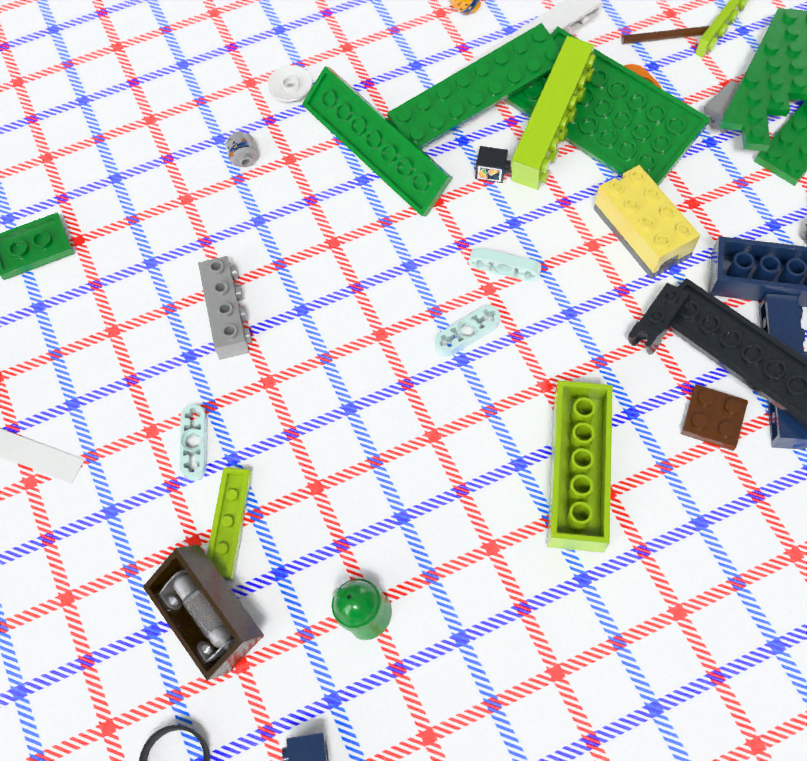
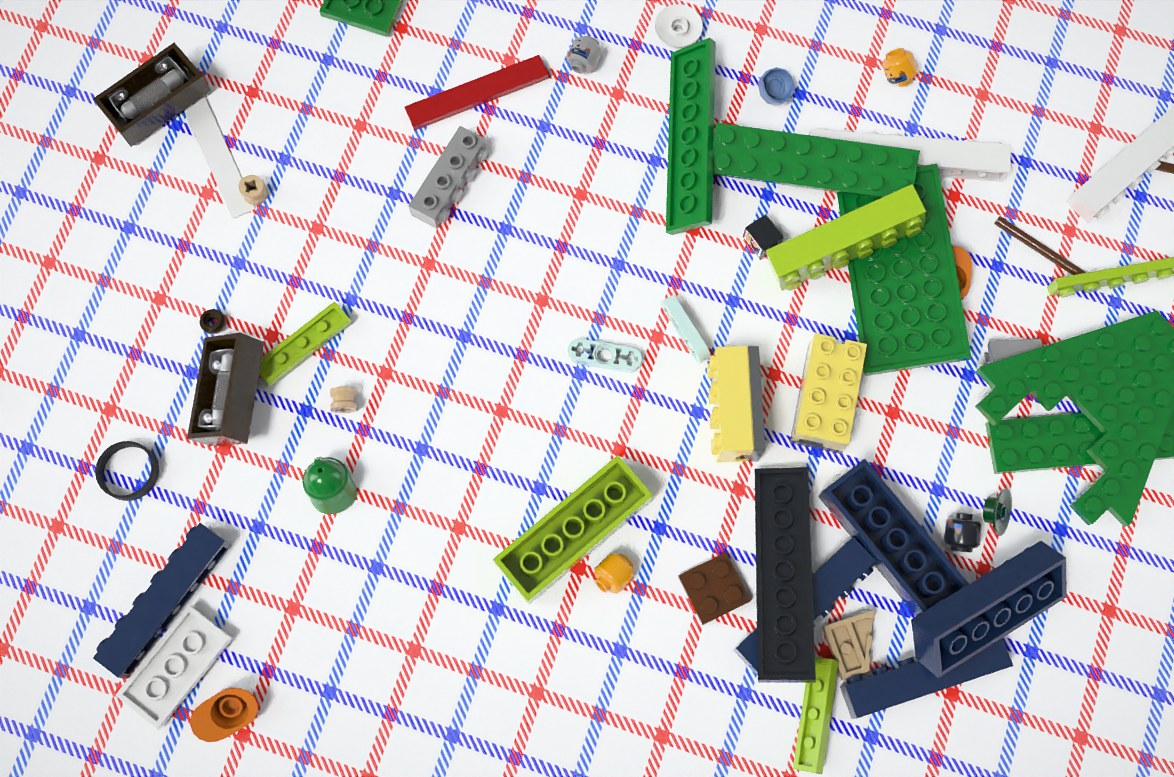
camera: 40 degrees right, 10 degrees up
(76, 448) = (253, 196): none -> tan wheel
(127, 568) = (207, 317): none -> dark brown plate
(183, 238) = (476, 92): none -> red tile
(199, 452) = (317, 272): light aqua beam -> none
(305, 534) = (343, 399): none -> tan wheel
(397, 68) = (776, 86): none -> medium blue hair
(597, 278) = (737, 404): none -> light yellow piece
(640, 469) = (614, 573): none -> light orange head
(659, 317) = (752, 478): black plate -> none

